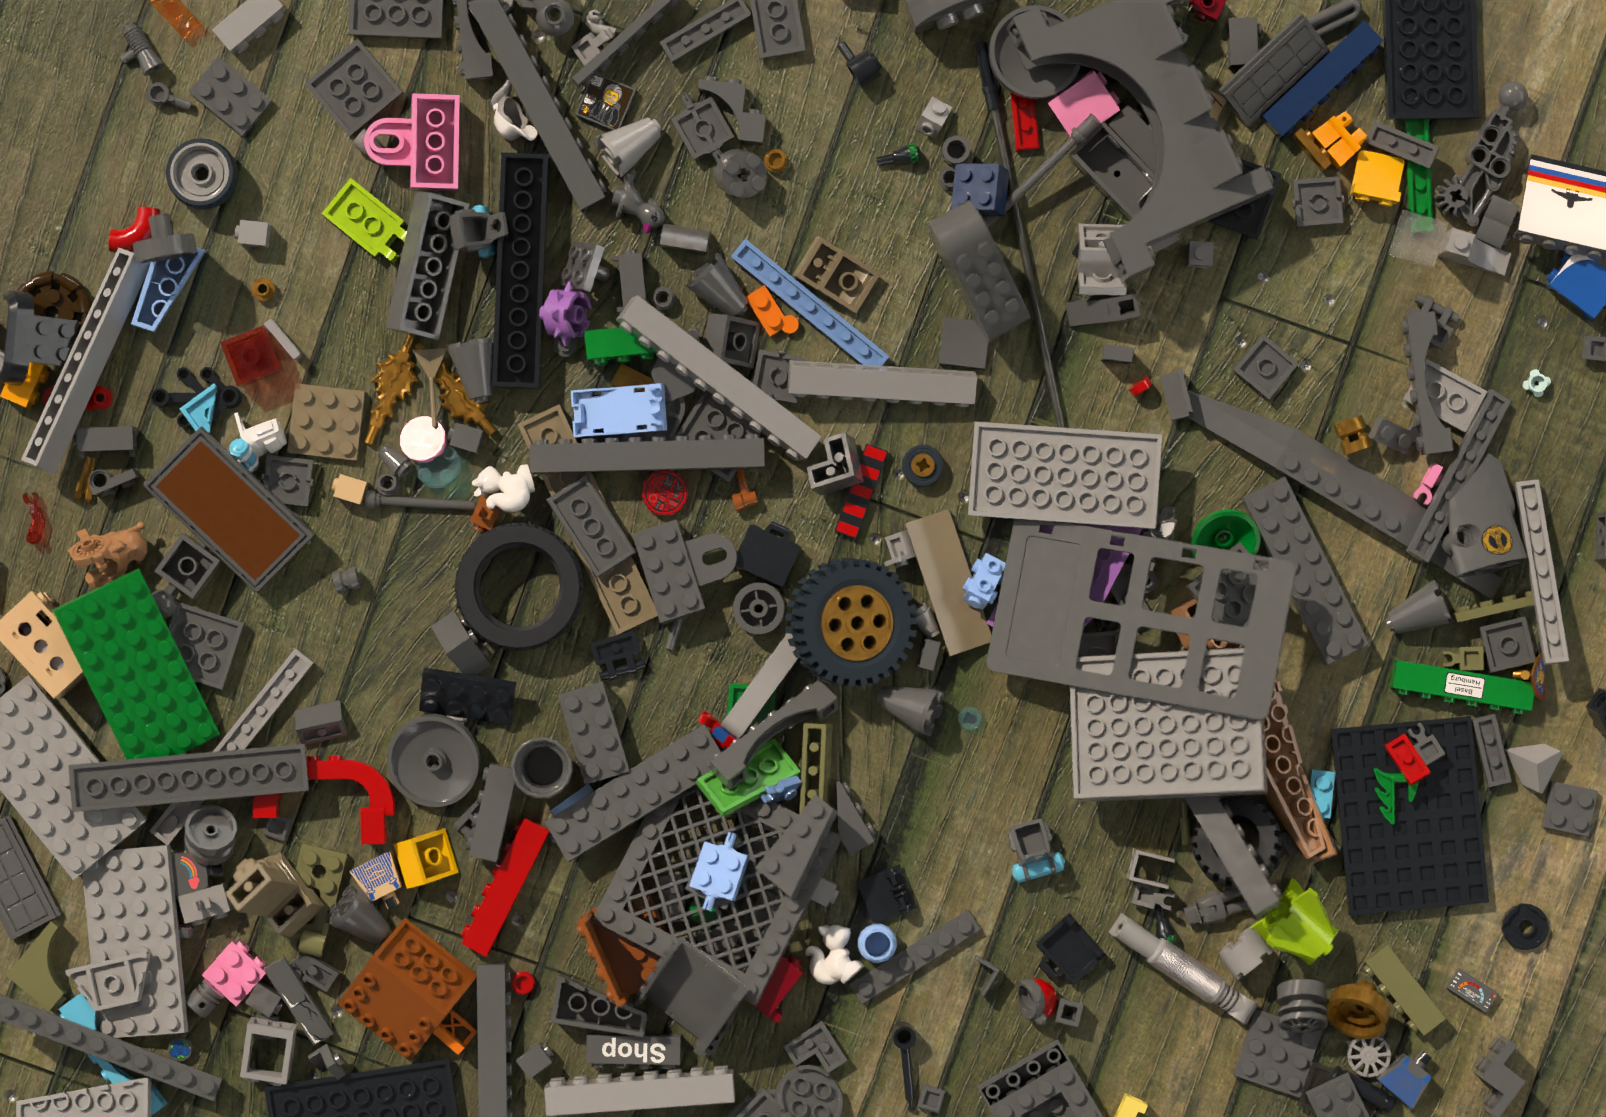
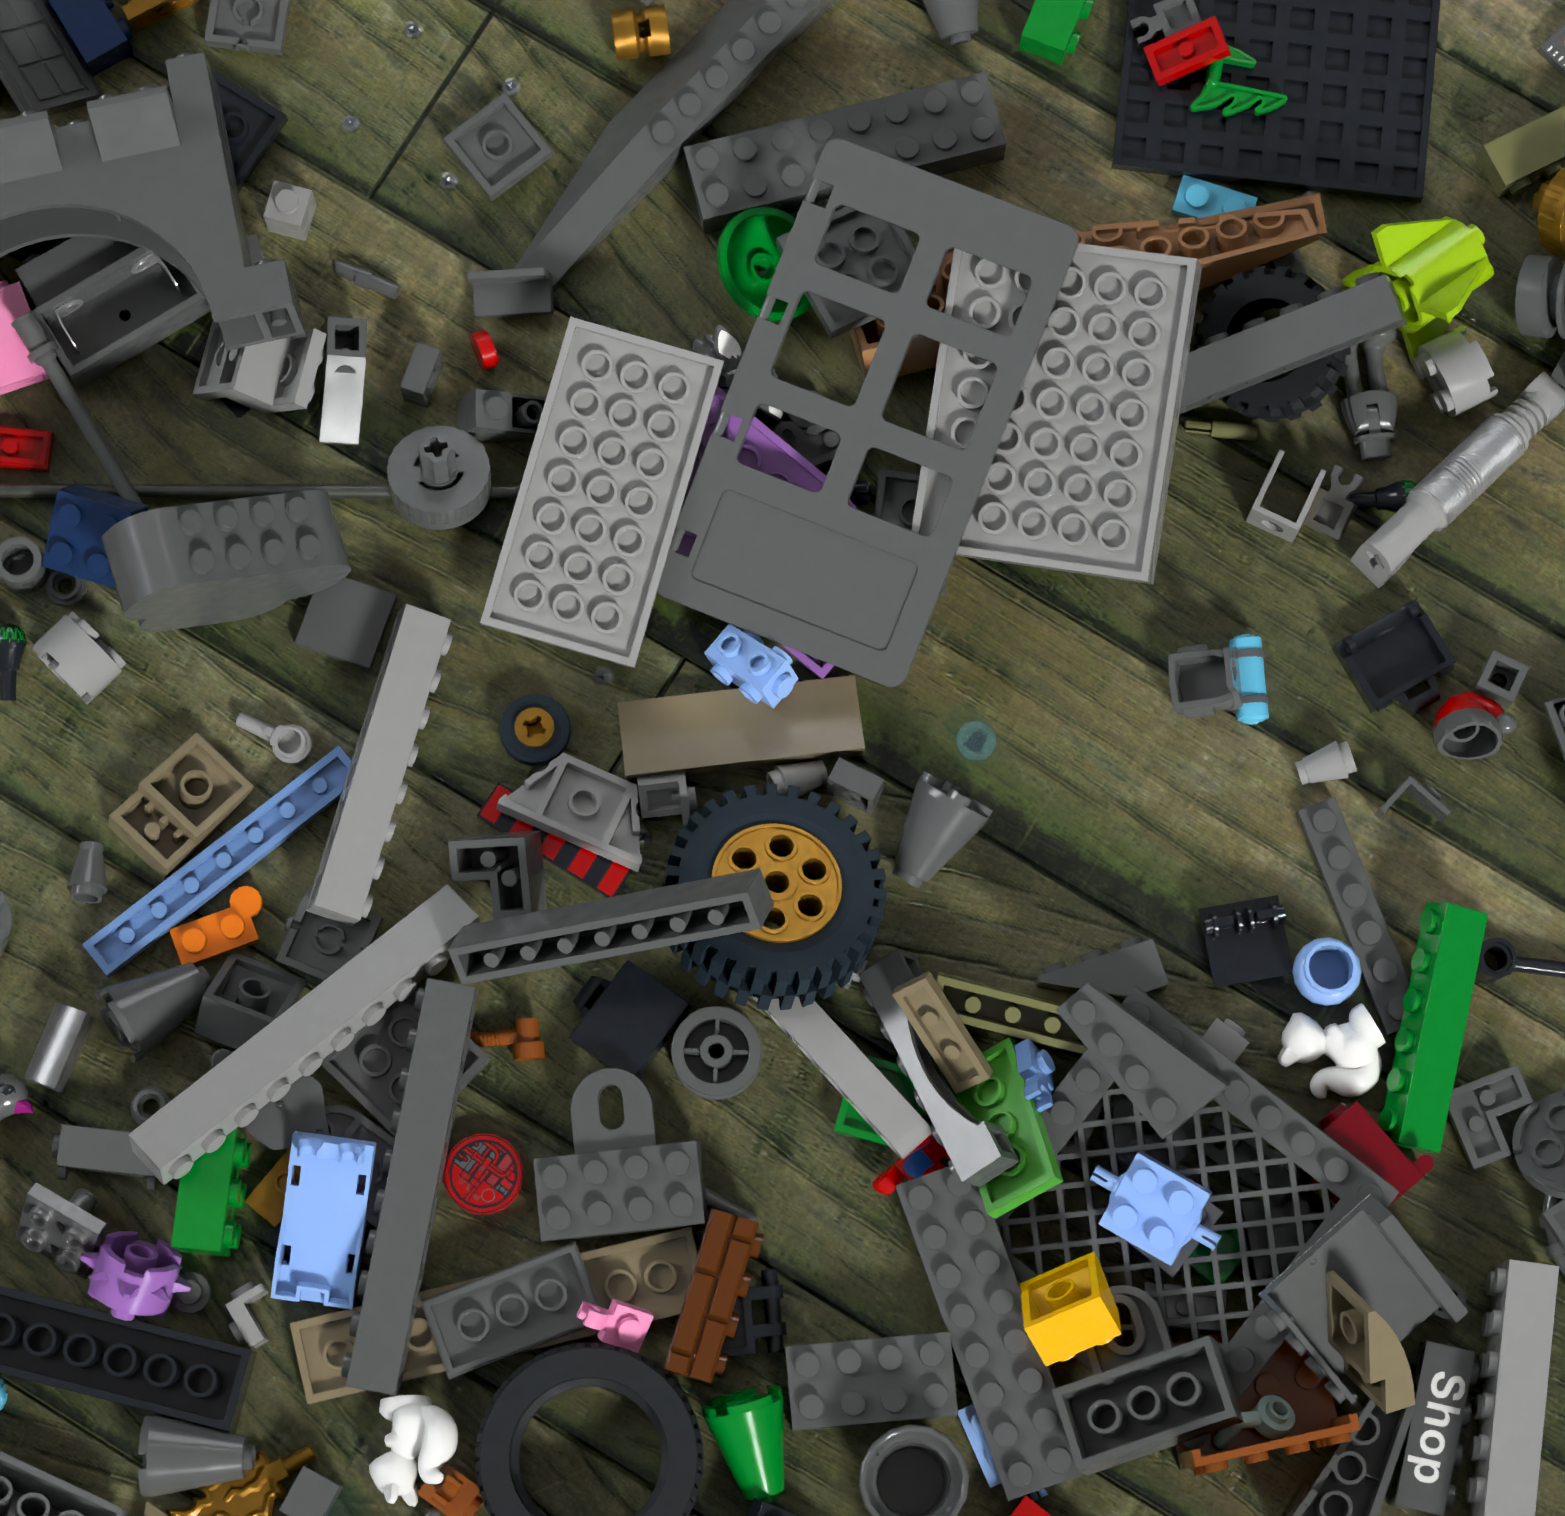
camera: 80 degrees left, 10 degrees down
(549, 672) = (751, 1439): none -> green cone
(553, 379) = (245, 1325): none -> light grey bracket
(595, 588) = (619, 1325): none -> bright pink plate
(617, 885) = (1145, 1392): none -> dark grey brick
(618, 953) = (1270, 1417): none -> light aqua plate
(621, 635) = (712, 1296): none -> reddish brown brick
(654, 834) = (1069, 1309): none -> yellow slope
(666, 1003) = (1369, 1347): none -> dark tan slope
(785, 232) = (88, 875): none -> dark grey cone
(794, 733) = (942, 1032): none -> dark tan plate
(809, 536) = (611, 926): none -> dark grey brick
(857, 1008) = (1432, 1026): none -> green brick
(882, 502) = (582, 808): none -> light grey wing
(885, 327) = (288, 742): none -> light grey plate
(907, 197) = (76, 658): none -> light grey brick
(998, 921) = (1327, 764): none -> light grey cone
(1059, 362) = (436, 459): none -> dark grey piece
(1102, 405) = (499, 415): none -> dark grey slope
(1170, 307) = (366, 278): none -> dark grey piece

